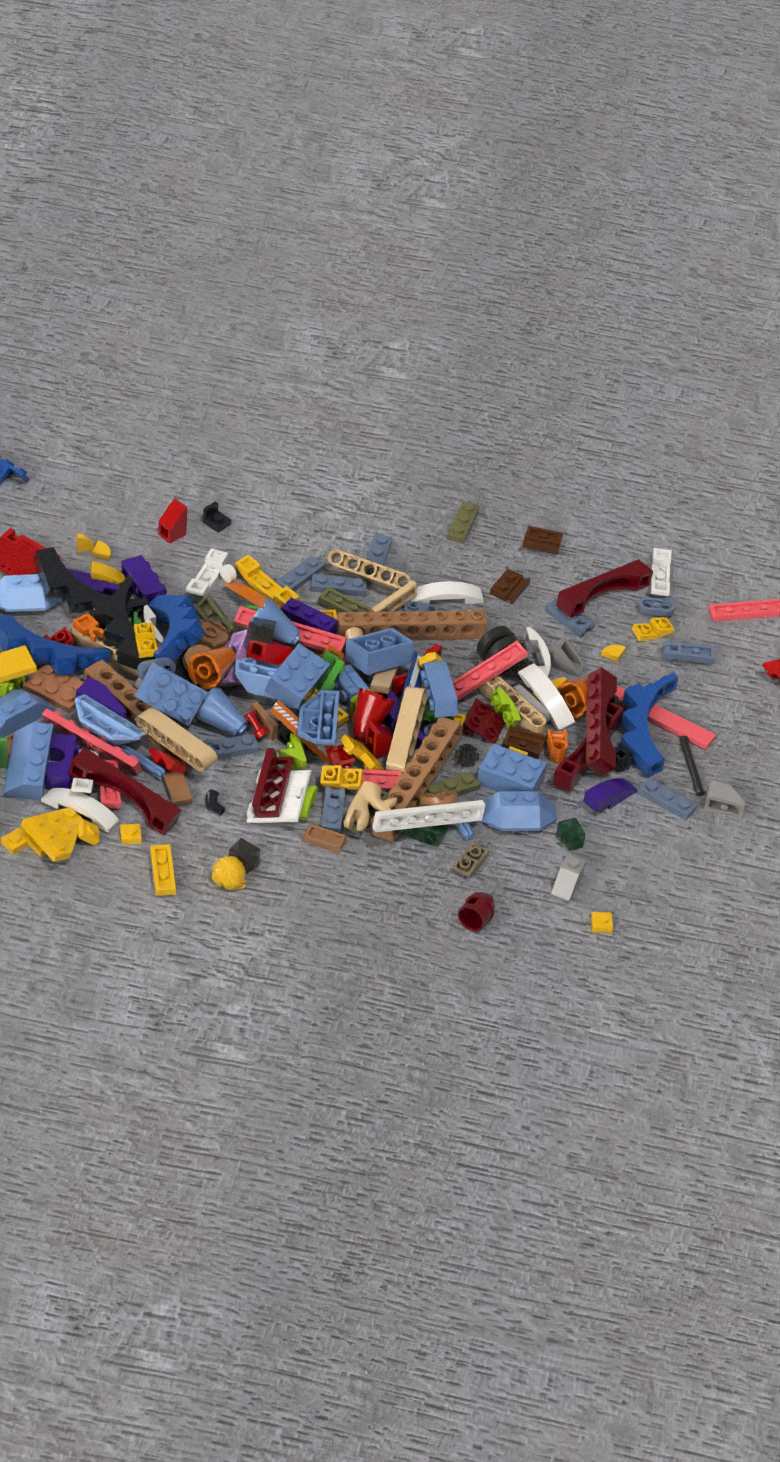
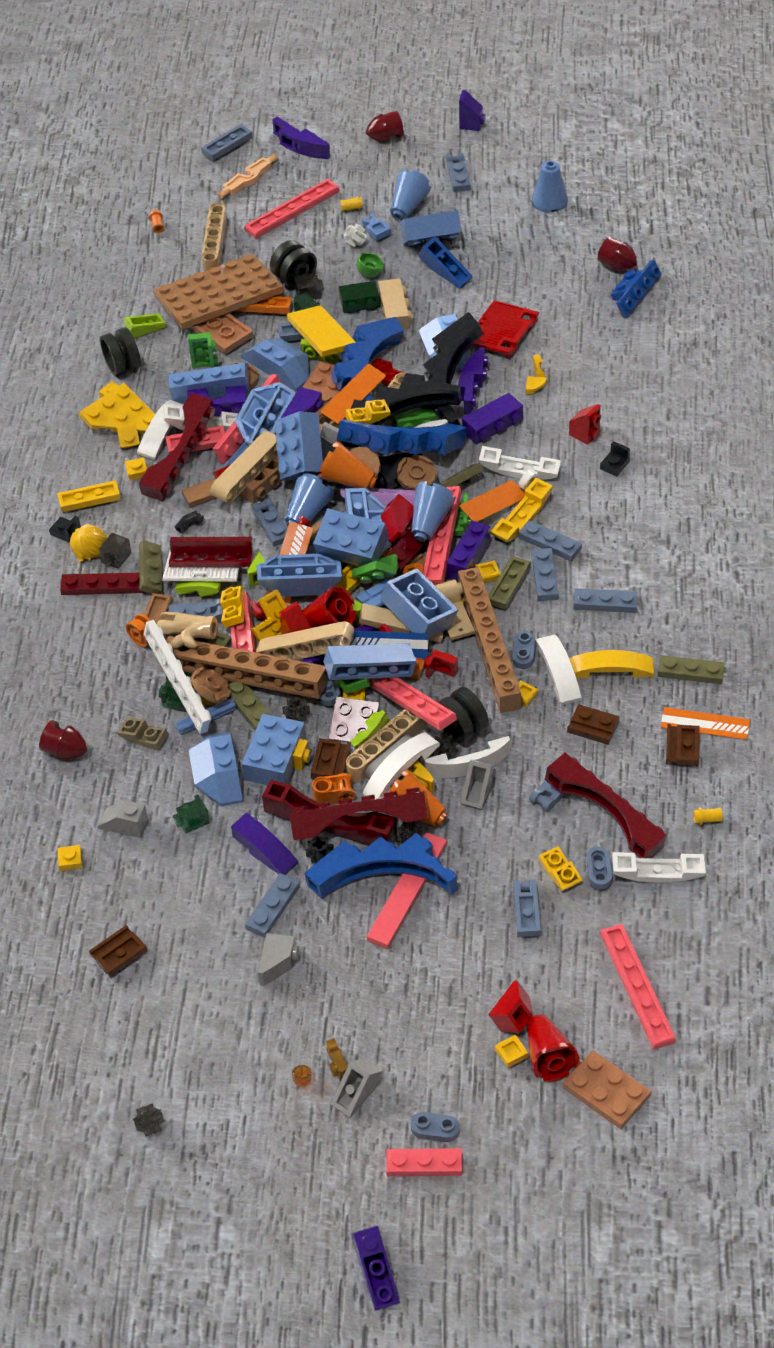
camera: 90 degrees right, 5 degrees up
(88, 625) = (392, 378): orange plate -> none
(95, 657) = (356, 389): none -> orange sticker
(107, 573) = (487, 385): yellow slope -> none
(164, 661) = (329, 428): sand blue plate -> none
(202, 891) = (64, 528): none -> black bracket
(261, 630) = (404, 496): clear smoke brick -> none
(271, 832) = (150, 567): none -> olive plate
(279, 873) = (100, 583): none -> dark red plate
(354, 843) = (135, 629): none -> orange wheel
(362, 567) = (564, 591): tan beam -> none
(397, 599) = (521, 617): tan tile -> none
(429, 657) = (420, 652): yellow plate -> none
(451, 561) = (612, 661): none -> yellow slope
(517, 527) = (708, 723): none -> orange sticker
(613, 543) = (707, 815): none -> yellow pin
(613, 652) = (508, 834): yellow tile -> none
(691, 765) = (334, 925): pearl dark grey bar -> none
(706, 896) = (118, 951): none -> reddish brown plate

